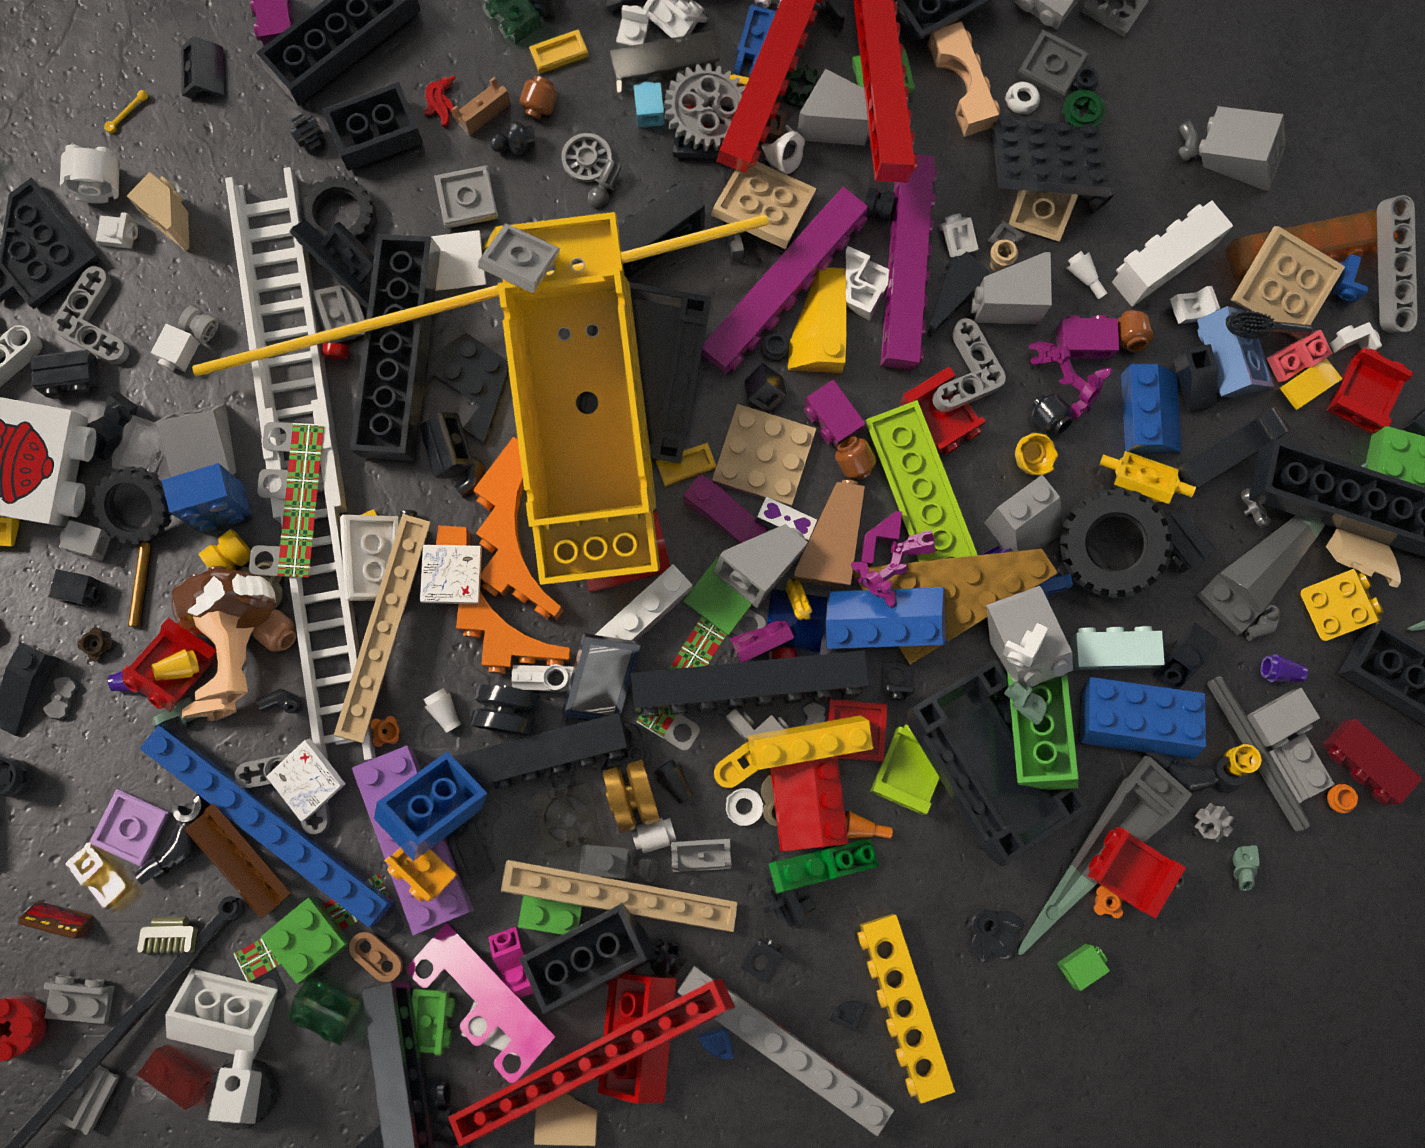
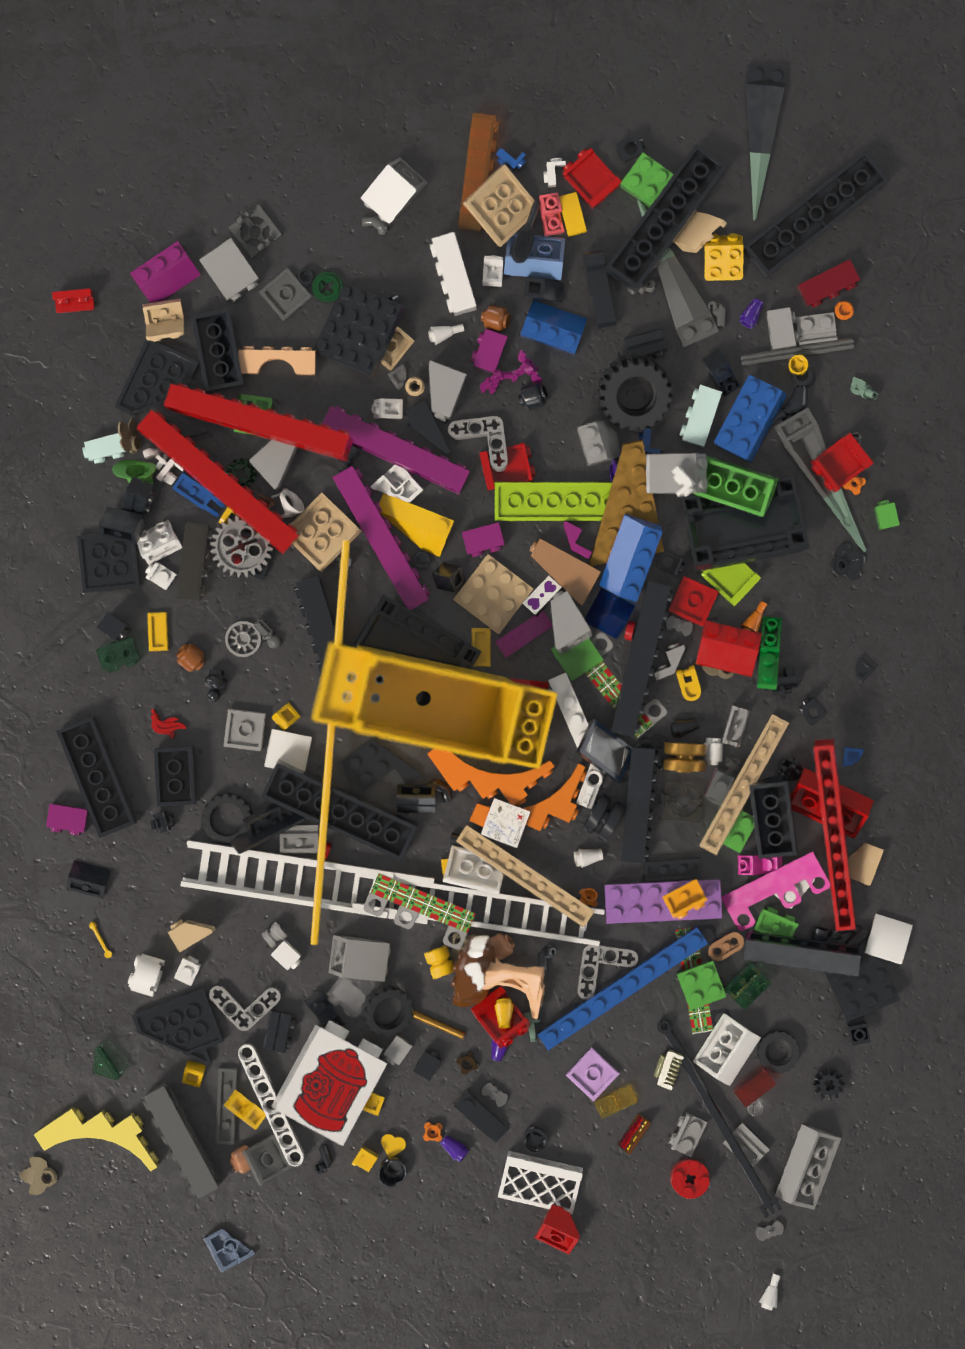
camera: 65 degrees left, 10 degrees up
(179, 848) = (615, 1044): black piece -> none
(207, 498) = (402, 960): blue brick -> none
(236, 1103) = (784, 1051): white torso -> none
(237, 861) = (638, 1011): reddish brown fence -> none
(305, 780) = (603, 954): white tile -> none
(429, 806) = (650, 880): blue brick -> none
(482, 108) = (182, 698): medium nougat hinge -> none
(519, 258) = (343, 713): light grey plate -> none
(649, 104) = (221, 584): medium azure brick -> none
(753, 815) = (722, 692): white piece -> none
(761, 640) = (616, 642): magenta wing -> none
(797, 1058) = (876, 711): light grey brick -> none
(798, 599) = (598, 608): yellow axle -> none
(810, 742) = (692, 635): yellow brick -> none
(855, 458) = (518, 536): dark orange head -> none
(877, 582) = (605, 556): magenta piece -> none
(937, 1080) = (920, 631): yellow brick -> none
(1019, 106) = (303, 332): white piece -> none
(1025, 701) = (716, 491): sand green piece -> none
(1036, 454) = (557, 417): yellow hair -> none
(1147, 477) = (598, 352): yellow plate -> none
(1214, 822) = (829, 399): light grey gear -> none
(1405, 253) = (506, 127): light grey beam -> none

